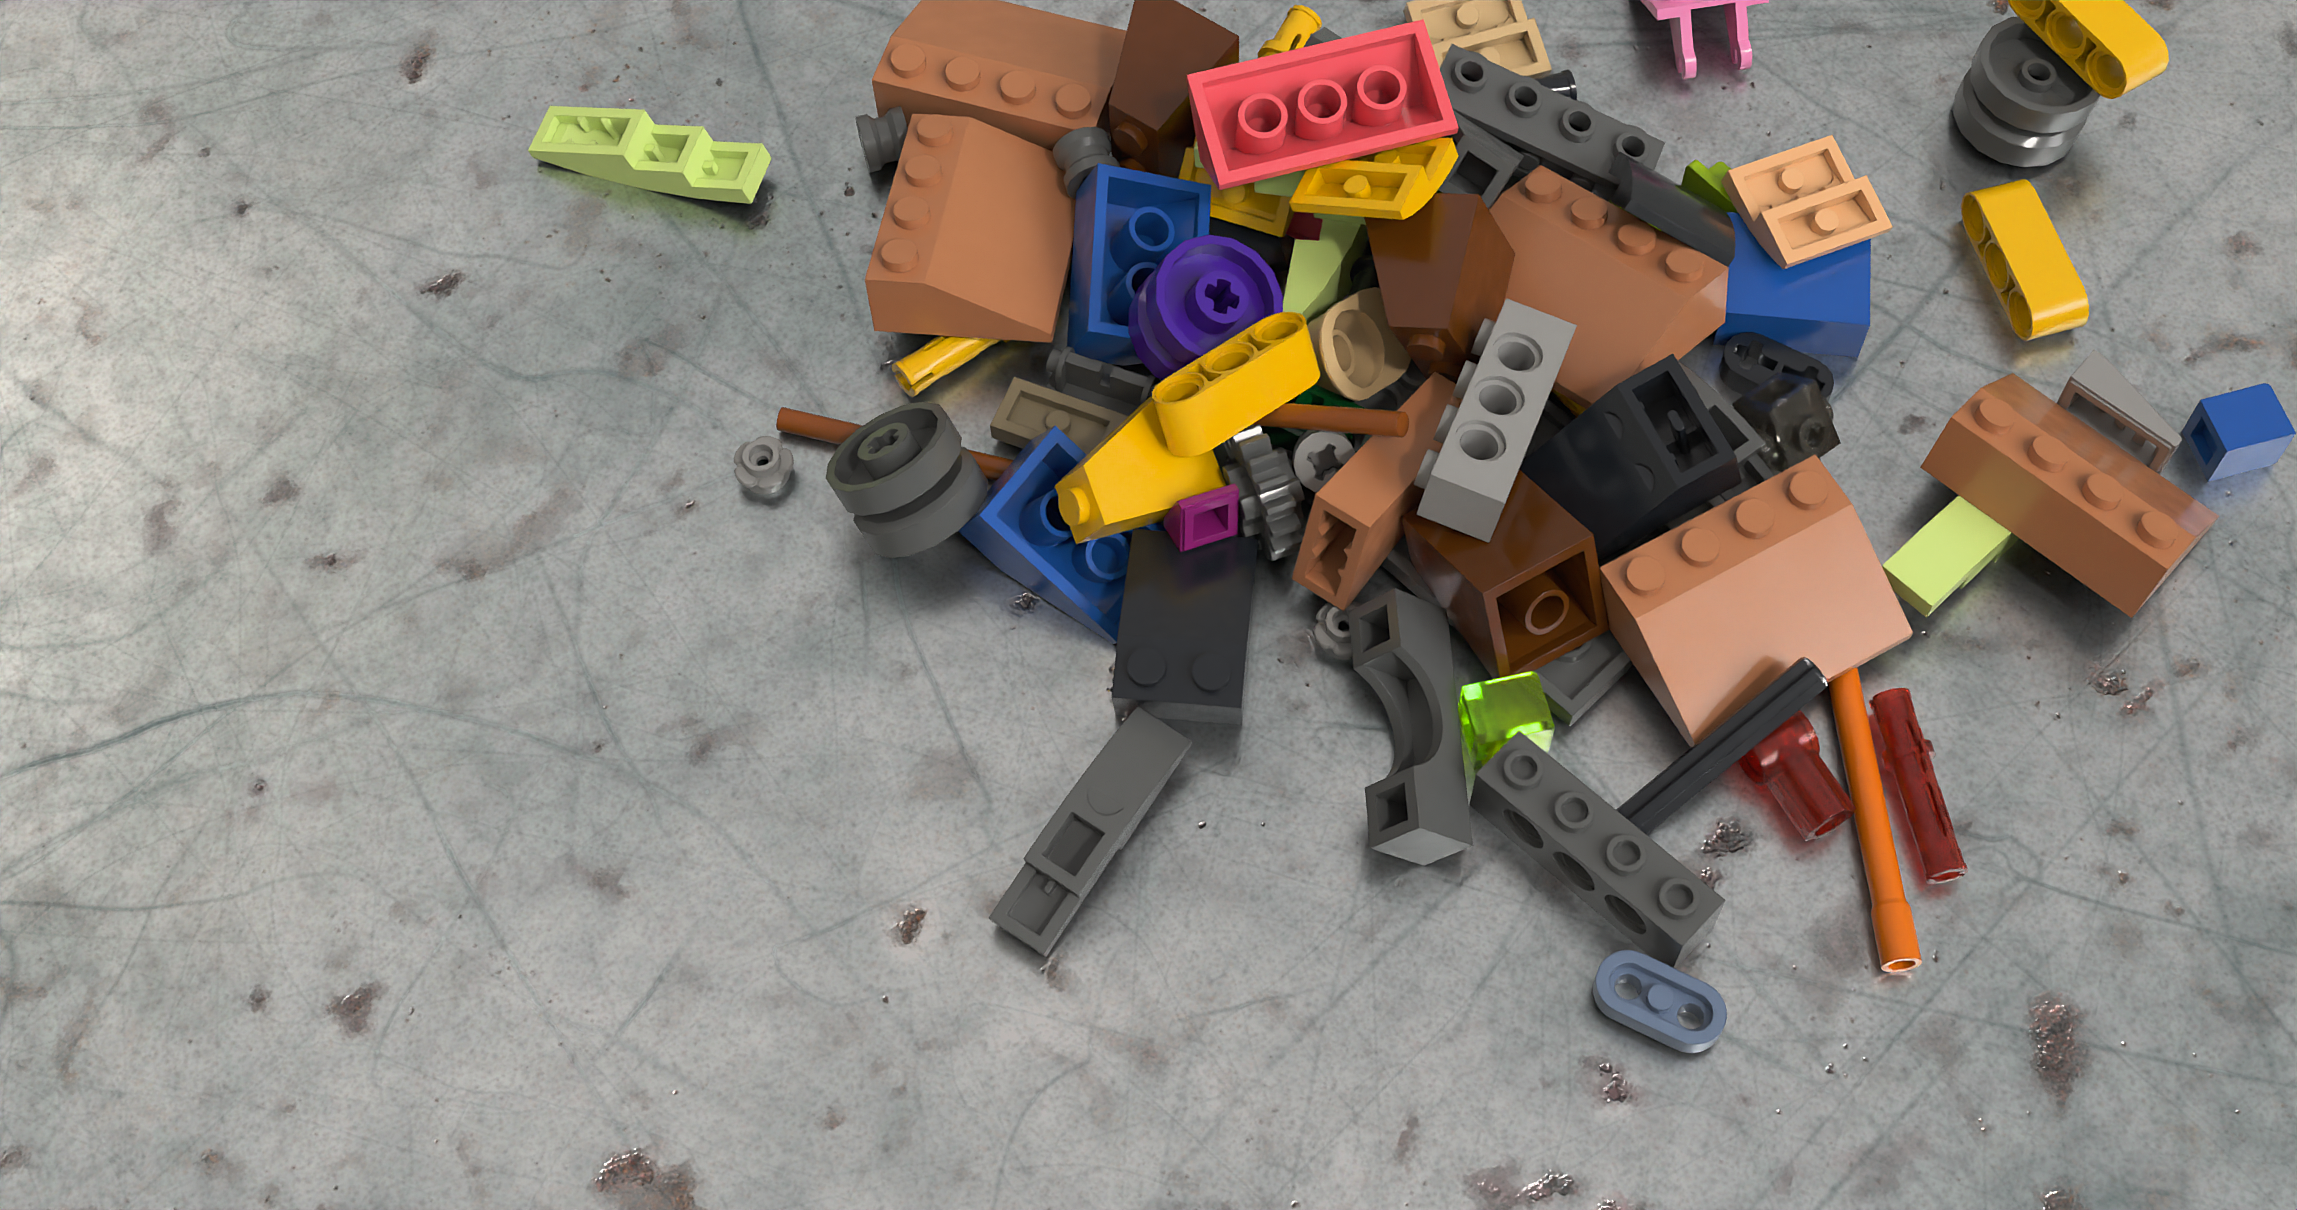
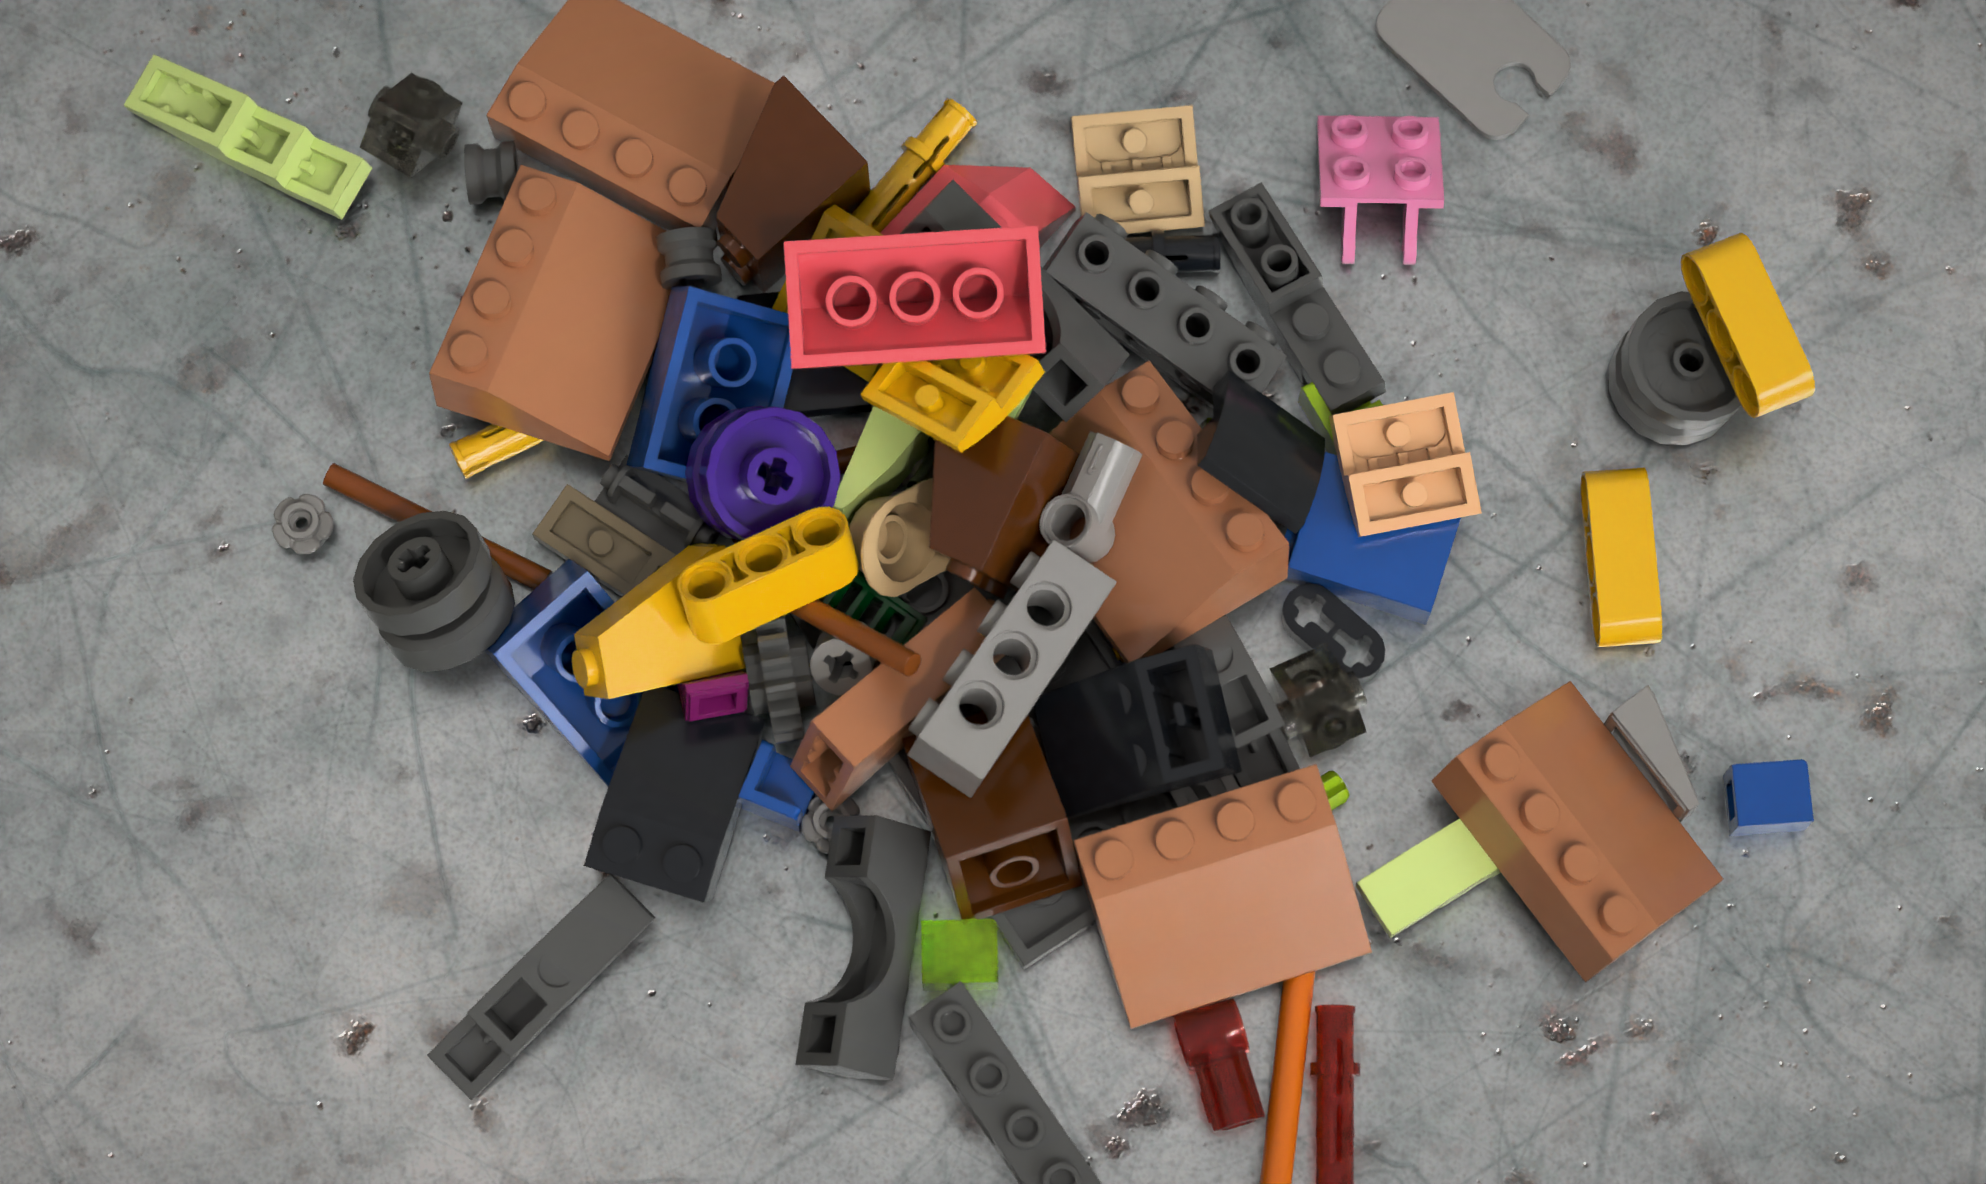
camera: 10 degrees right, 15 degrees up
(802, 108) = (411, 124): none -> clear smoke brick
(1282, 608) = (775, 789): none -> blue panel
(1527, 260) = (1093, 493): none -> light grey piece
(1644, 93) = (1294, 302): none -> dark grey slope
(1724, 745) = (1147, 1036): black axle -> none

